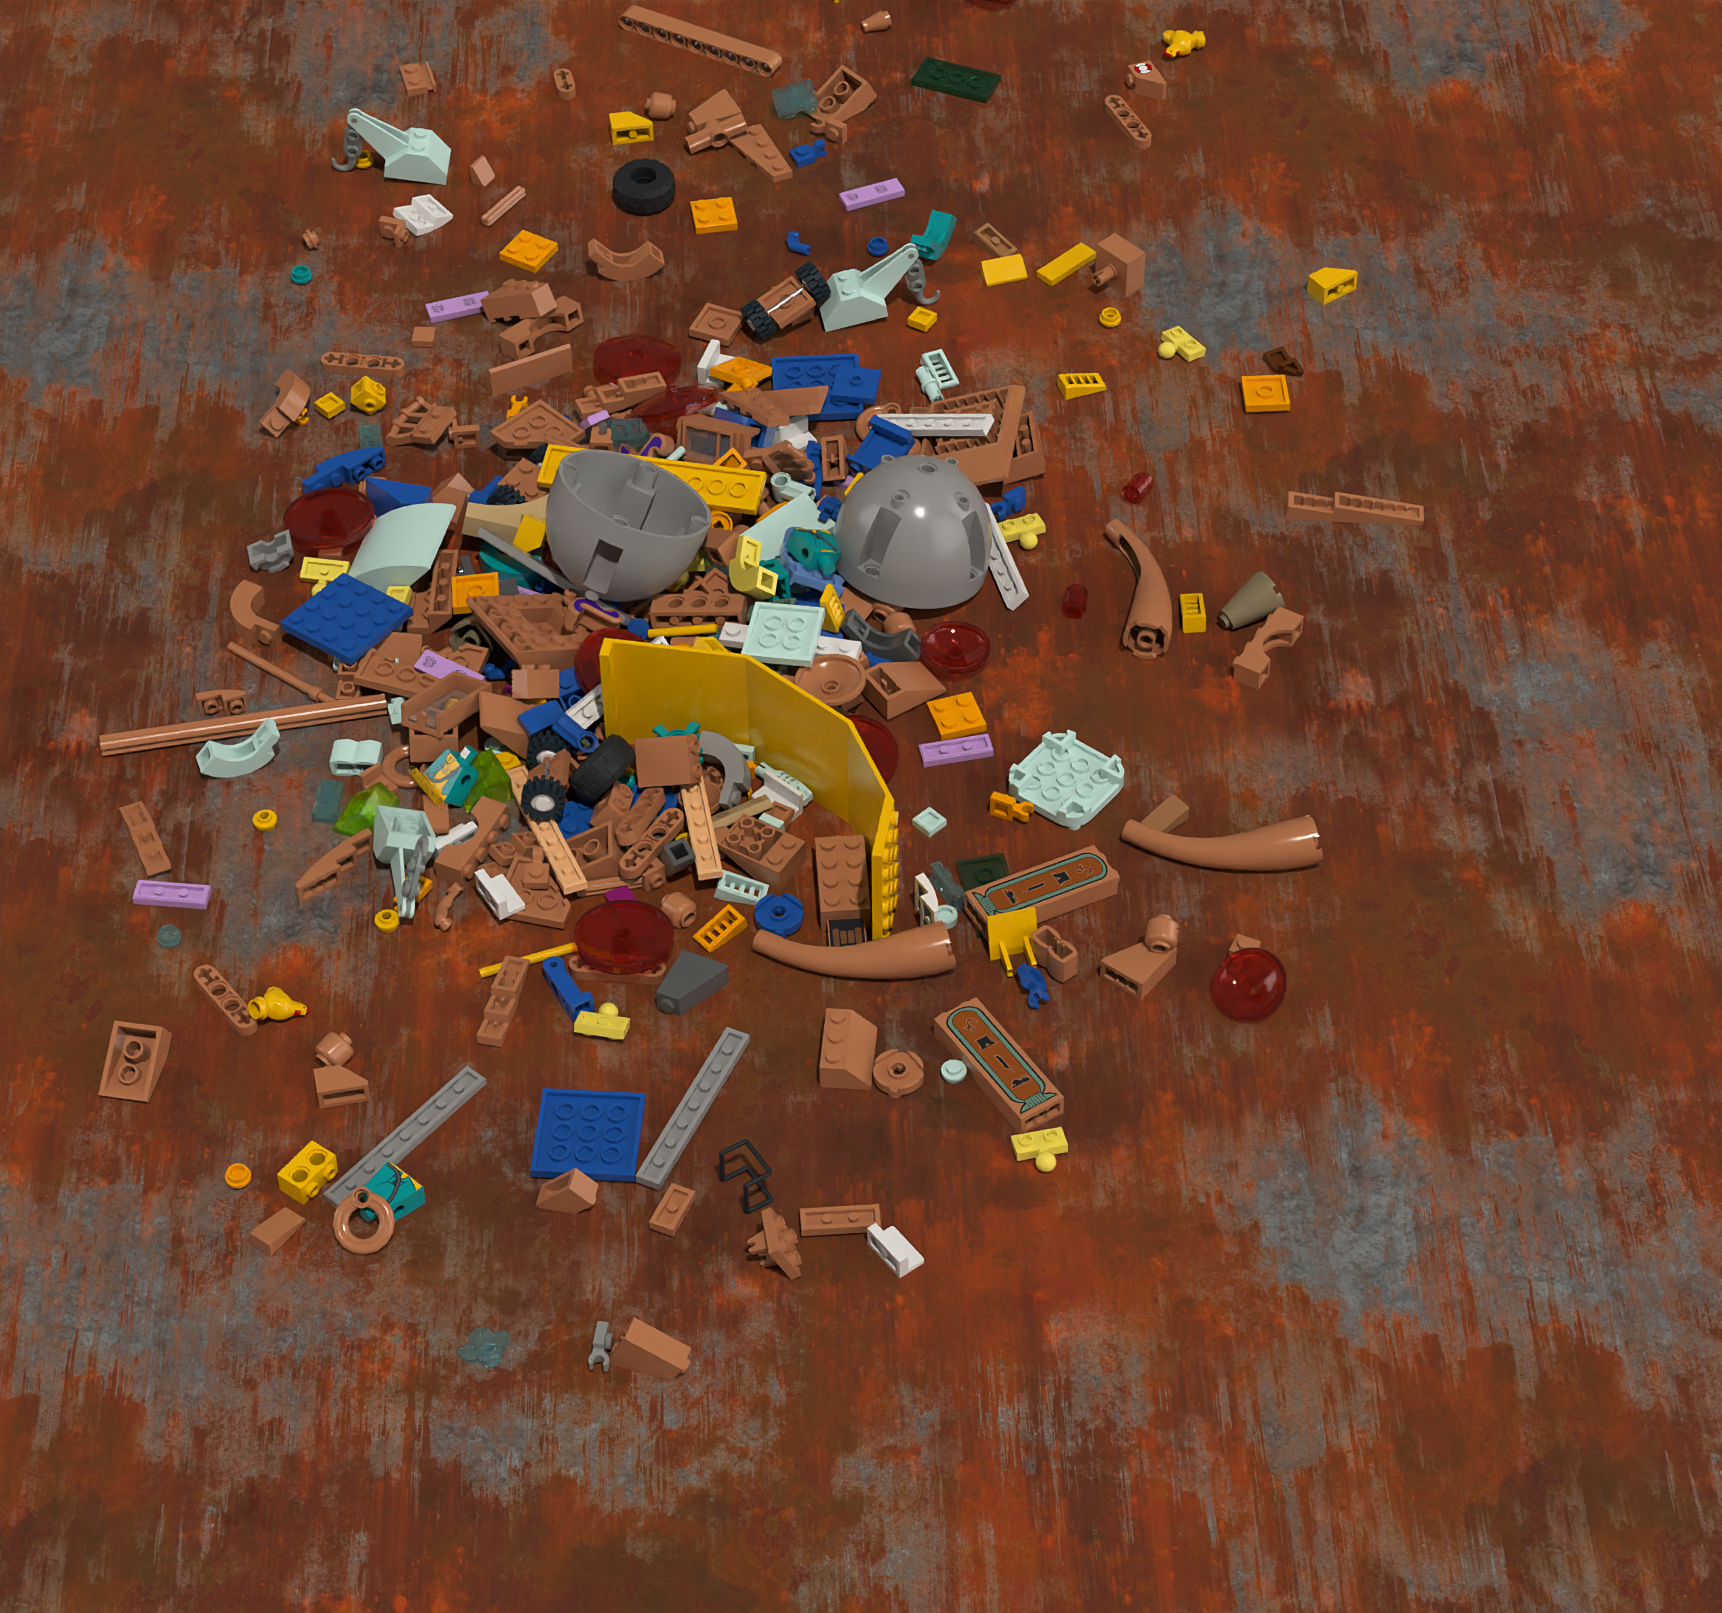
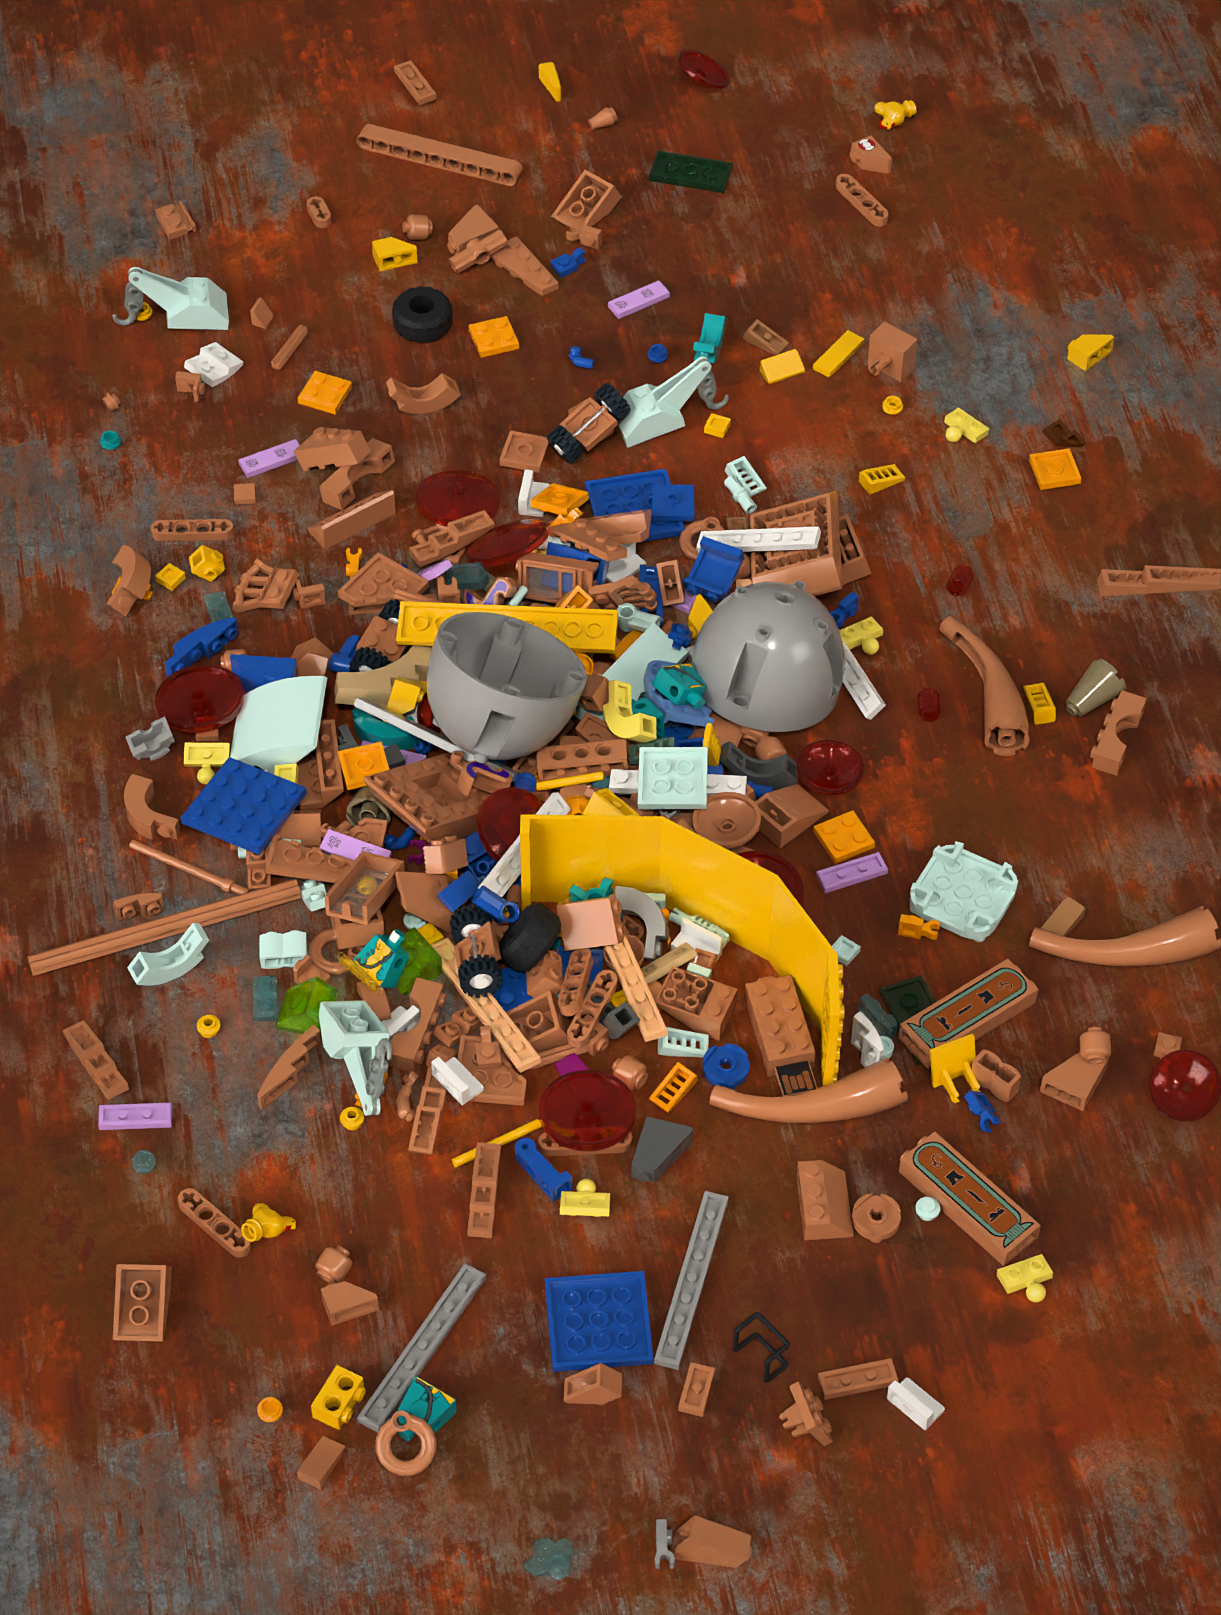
camera: 10 degrees left, 5 degrees up
(464, 927) = (428, 1116): none -> nougat slope
(795, 98) = (546, 208): clear light blue brick -> none

